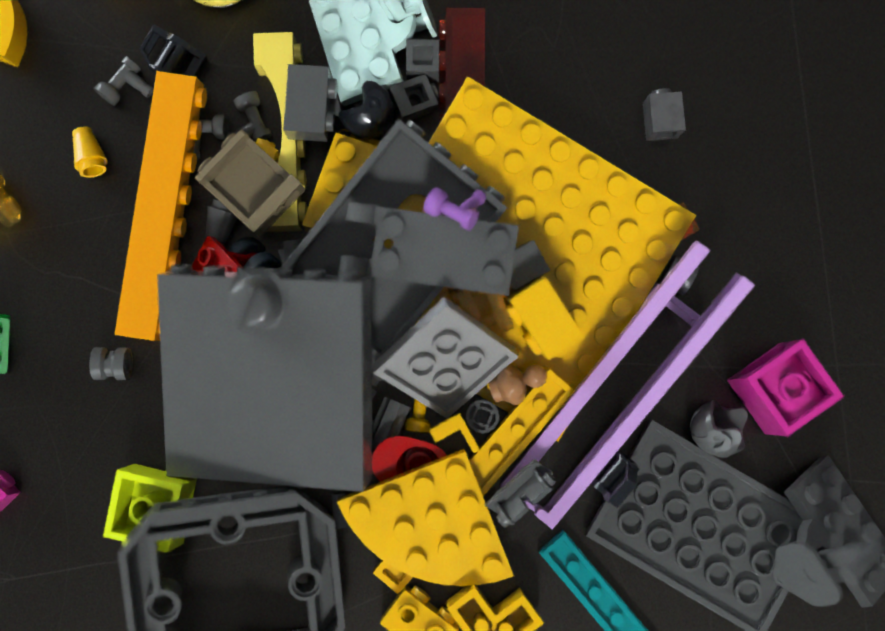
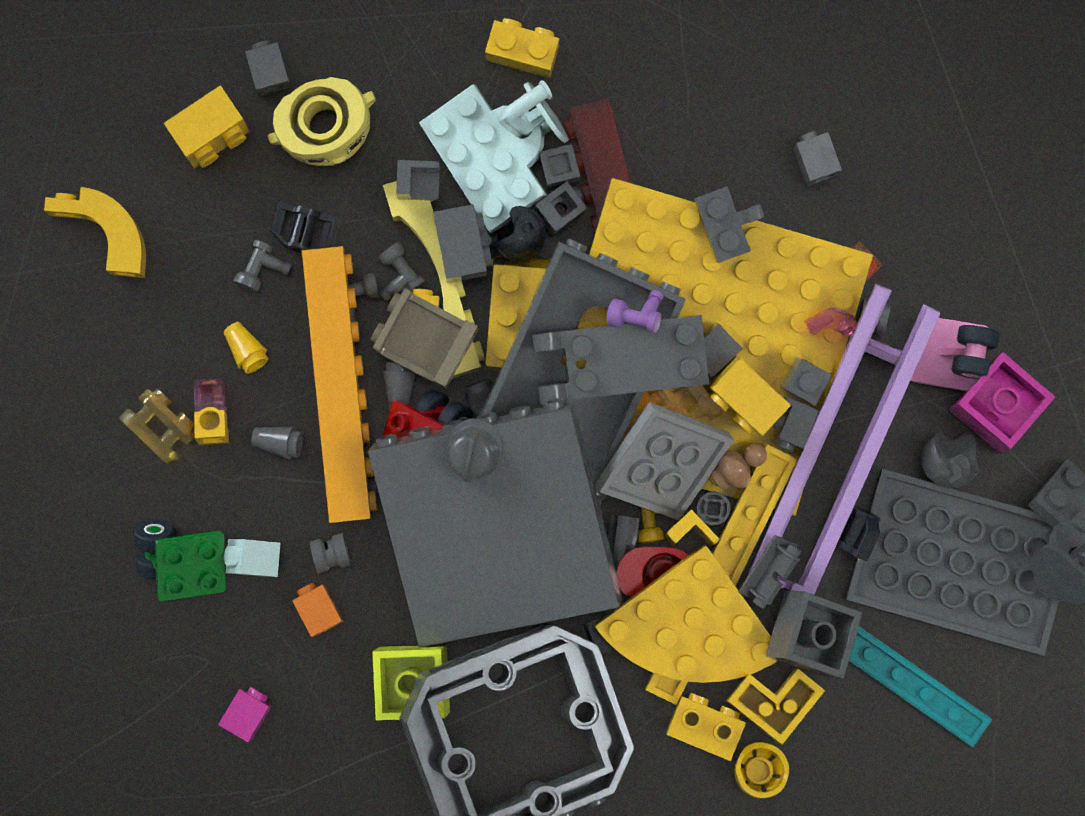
camera: 10 degrees left, 0 degrees up
(33, 349) = (252, 557): none -> light aqua brick
(37, 203) = (210, 412): none -> leg
(83, 413) = (317, 609): none -> orange brick
(94, 246) = (281, 441): none -> dark grey cone
(284, 34) = (418, 180): none -> dark grey panel
(547, 565) = (814, 634): none -> dark grey brick
(564, 147) = (724, 223): none -> dark grey plate
(581, 358) = (795, 425): none -> dark grey brick
(603, 317) = (806, 380): none -> dark grey brick
(642, 265) = (834, 319): none -> clear pink arm
(754, 332) = (955, 355): none -> bright pink plate

